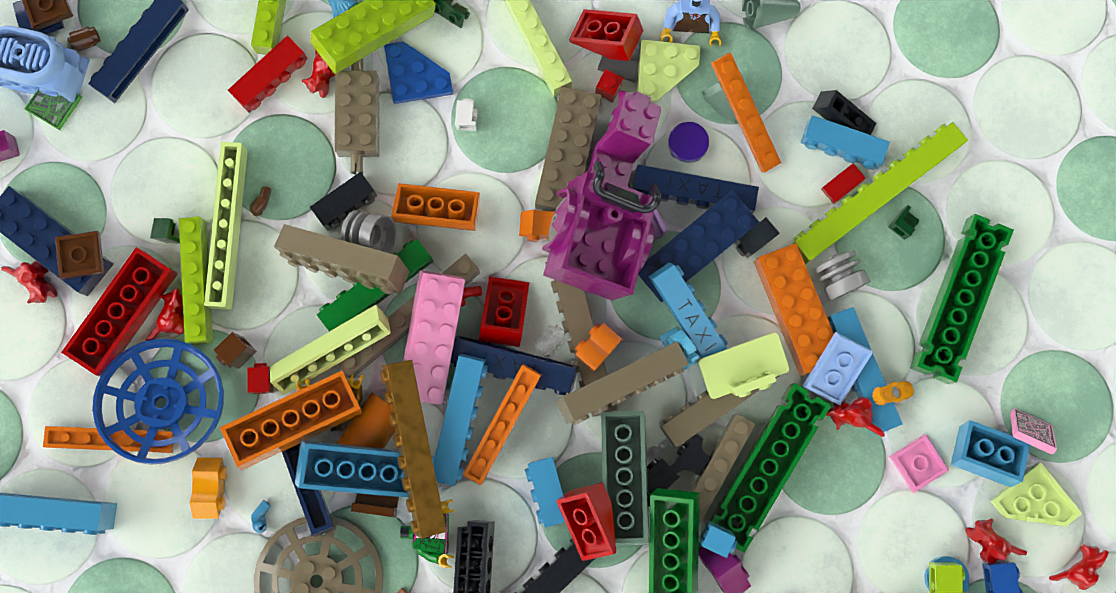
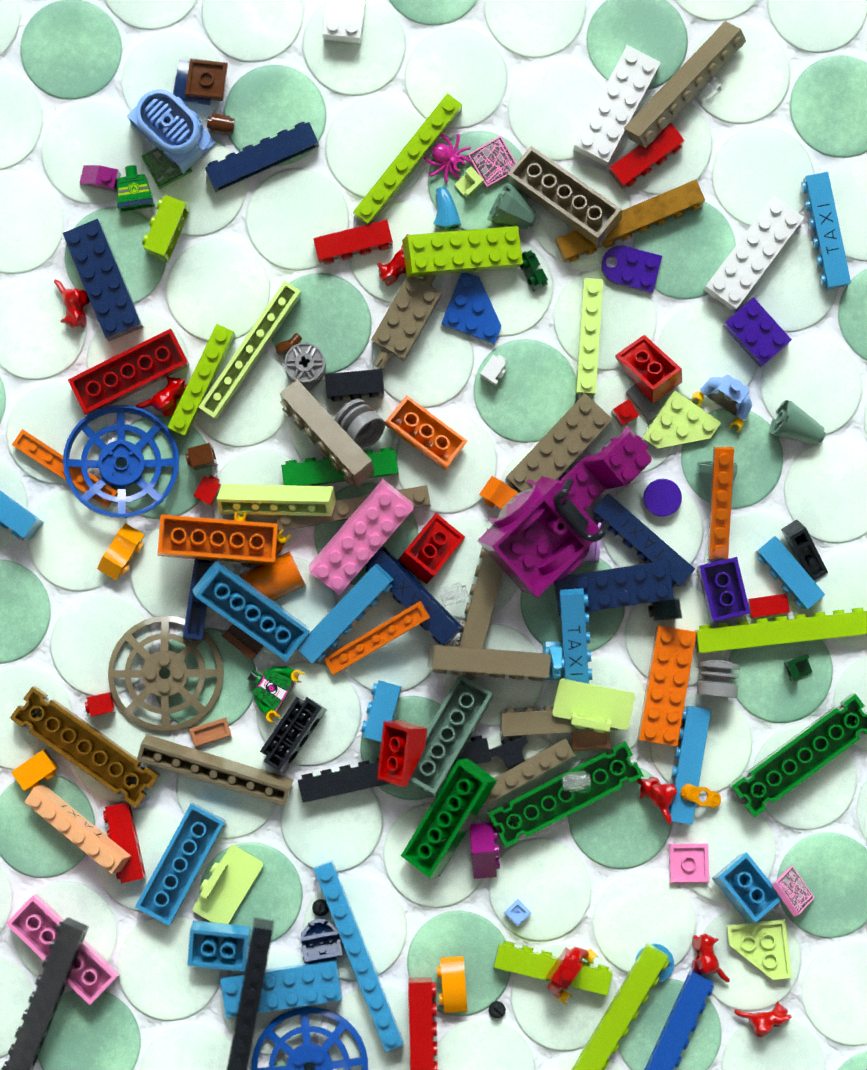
camera: 35 degrees right, 5 degrees up
(34, 144) = (134, 191): none -> green torso
(79, 255) = (123, 309): reddish brown tile -> none
(81, 158) = (165, 228): none -> lime brick
(163, 230) = (198, 325): dark green panel -> none
(258, 517) = (146, 598): dark azure arm -> none
(297, 211) = (316, 367): none -> light grey wheel
(413, 448) = (298, 616): pearl gold brick -> none
(470, 292) = (414, 517): red arm -> none
(598, 346) = (488, 621): orange brick -> none
(717, 539) = (490, 823): dark azure brick -> none
(758, 403) = (590, 740): none -> nougat tile
(773, 448) = (576, 781): none -> clear brick
(795, 191) = (723, 589): none -> dark purple brick
(837, 368) = (666, 750): light blue tile -> none

